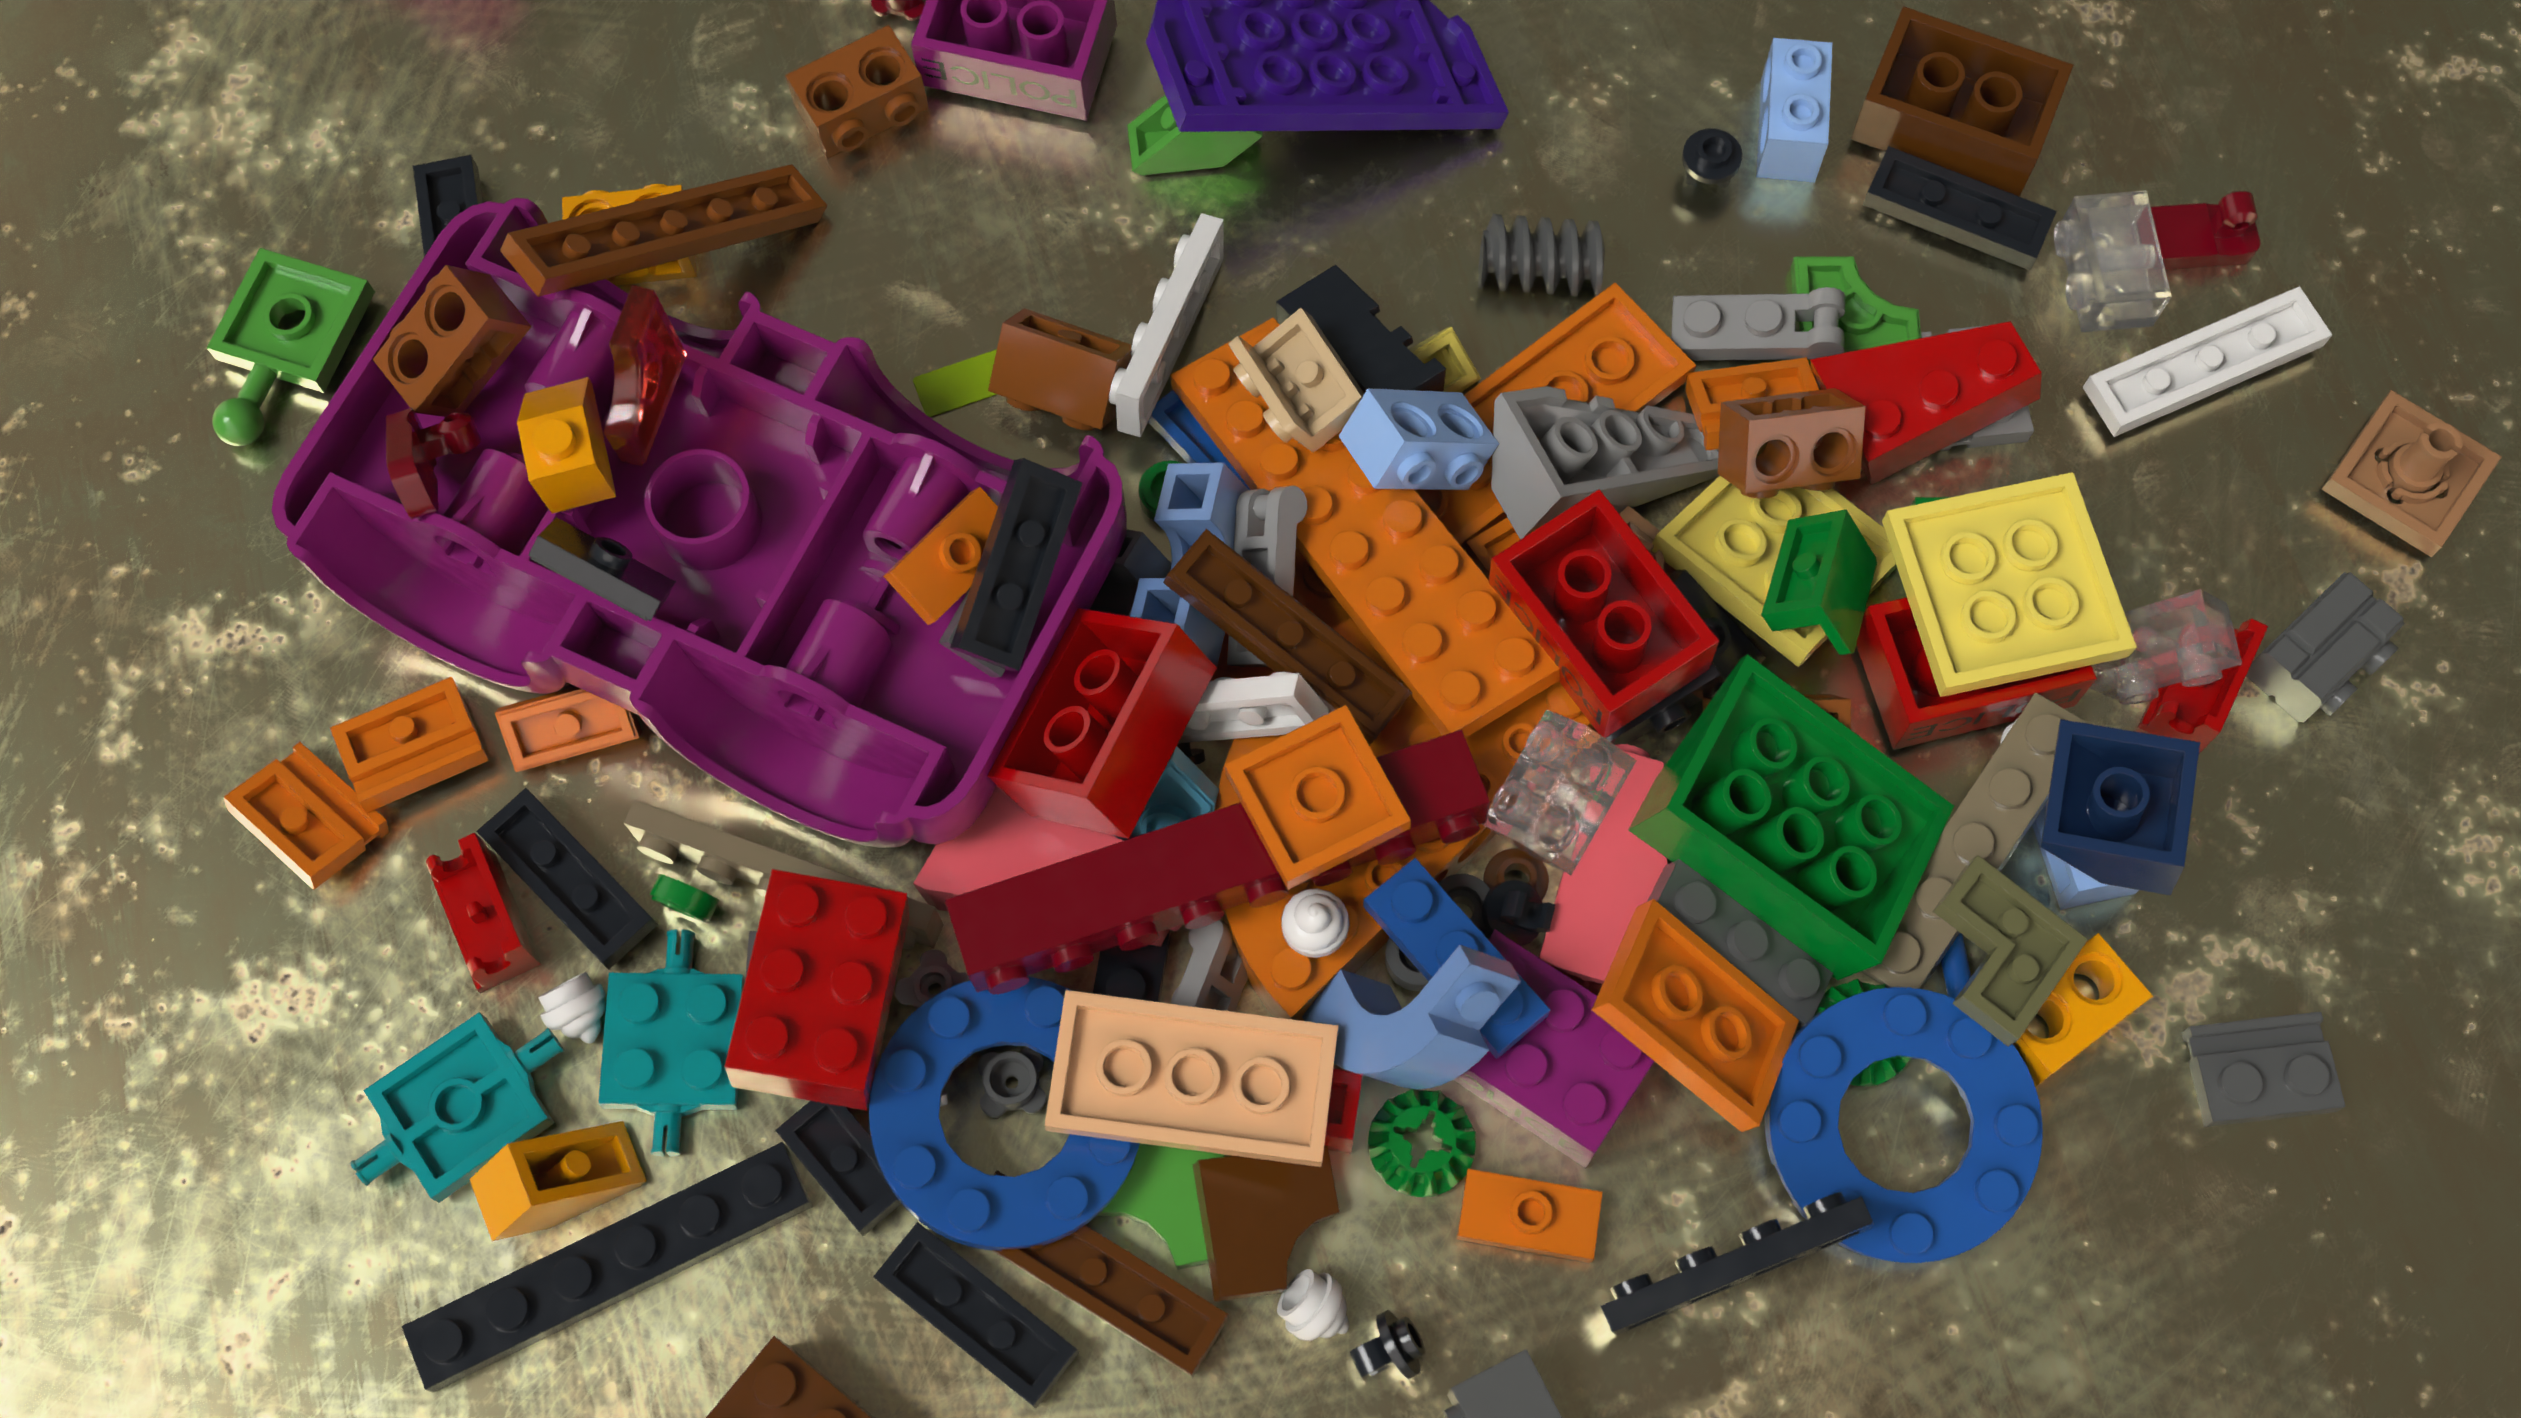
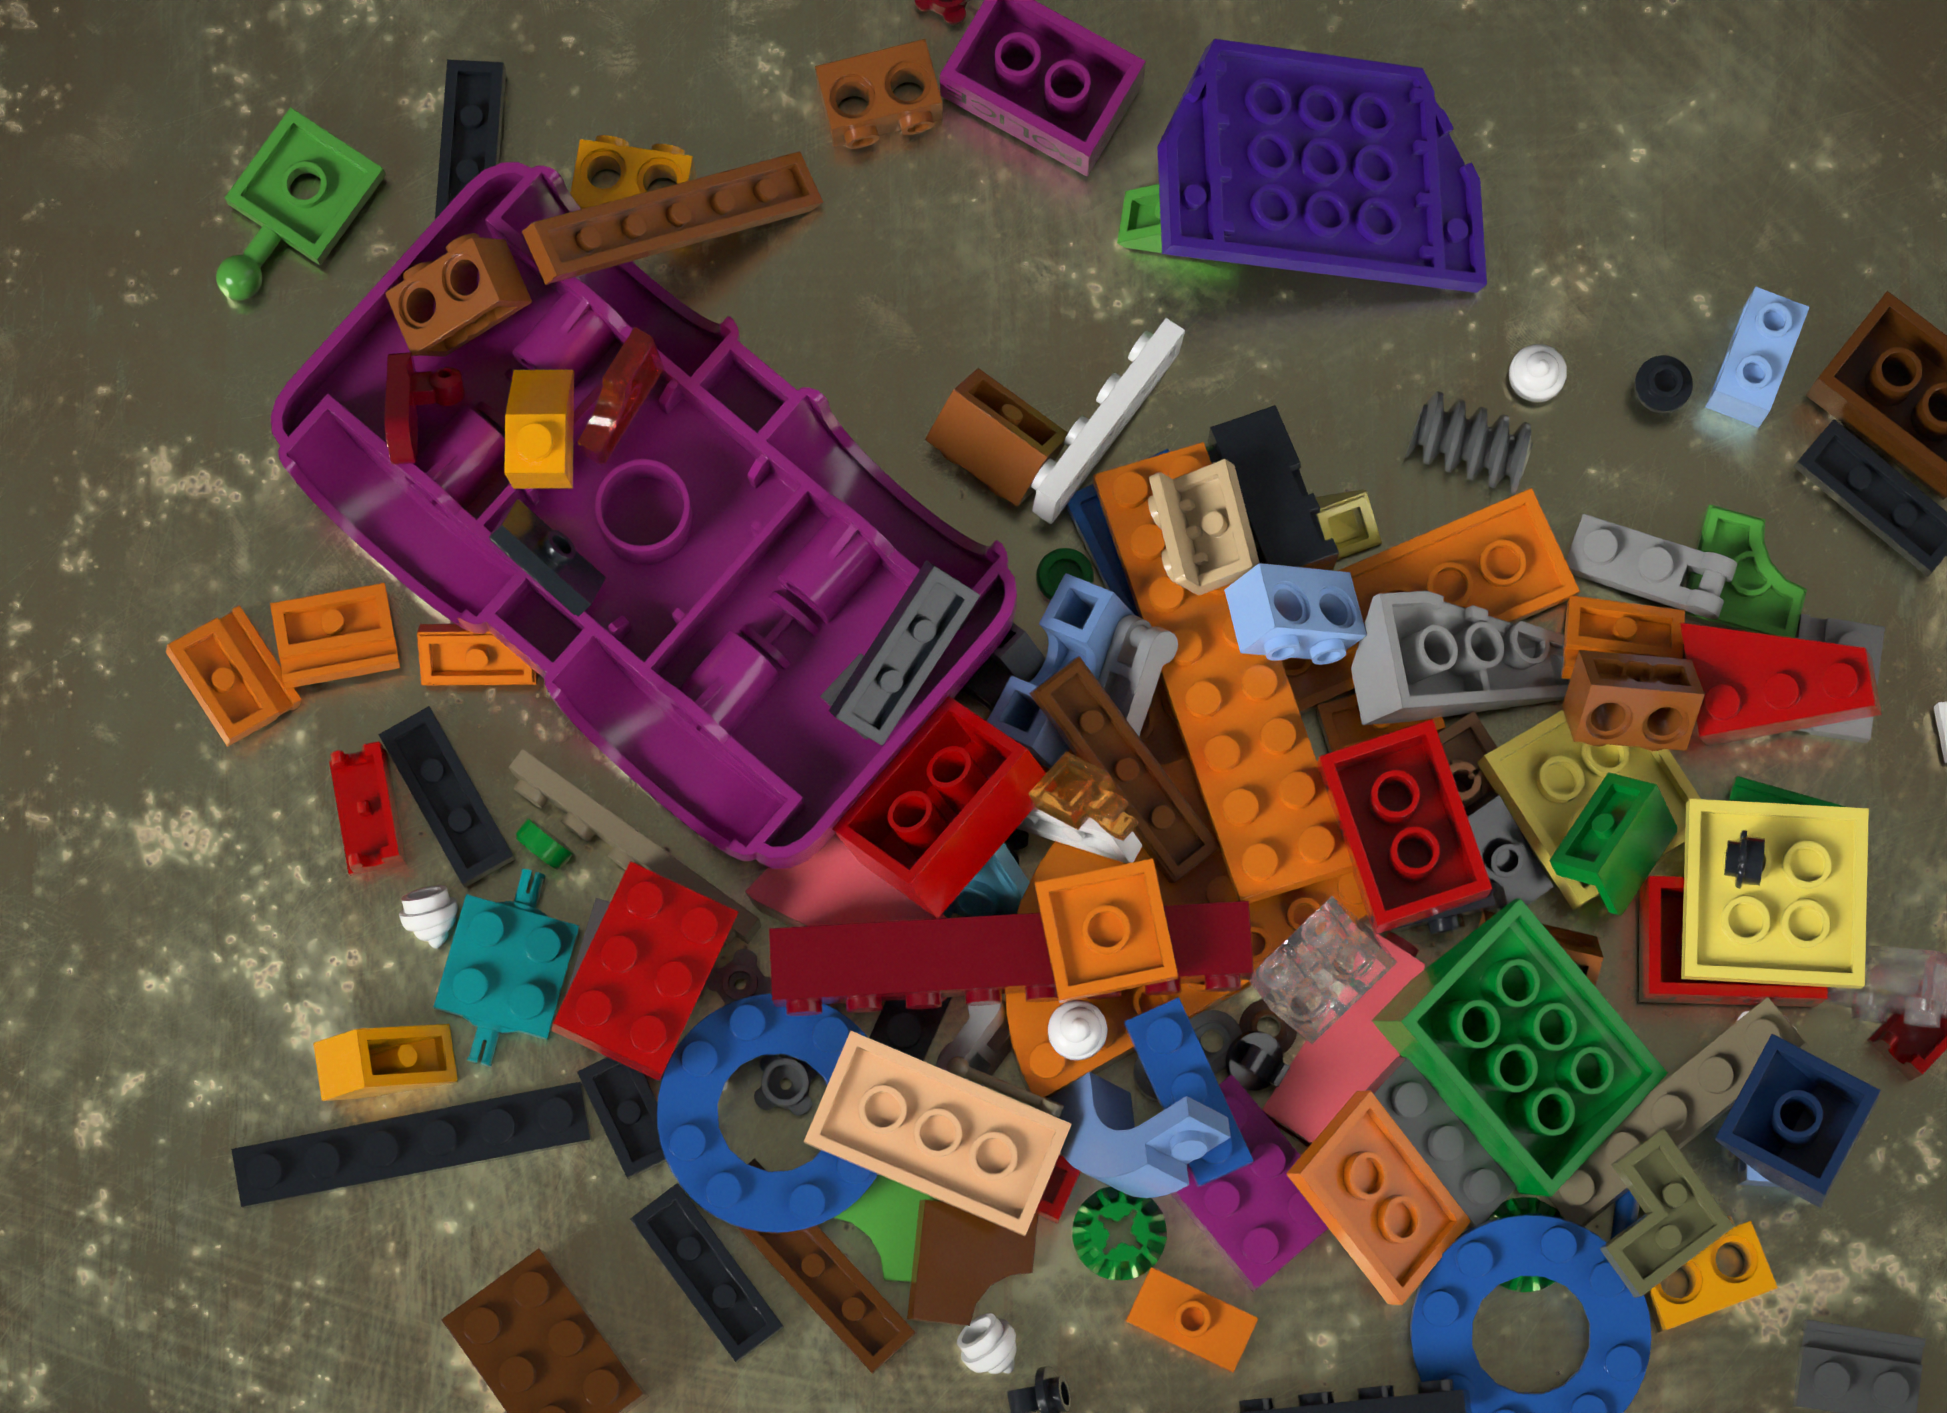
camera: 15 degrees right, 10 degrees up
(457, 1106) = (314, 975): teal plate -> none
(945, 559) = (847, 622): orange plate -> none
(955, 384) = (901, 413): lime sticker -> none
(1199, 999) = (960, 1067): none -> dark tan hinge
(1247, 658) = (1081, 790): none -> clear orange plate
(1584, 182) = (1537, 372): none -> white plate
(1970, 549) = (1745, 859): none -> black plate

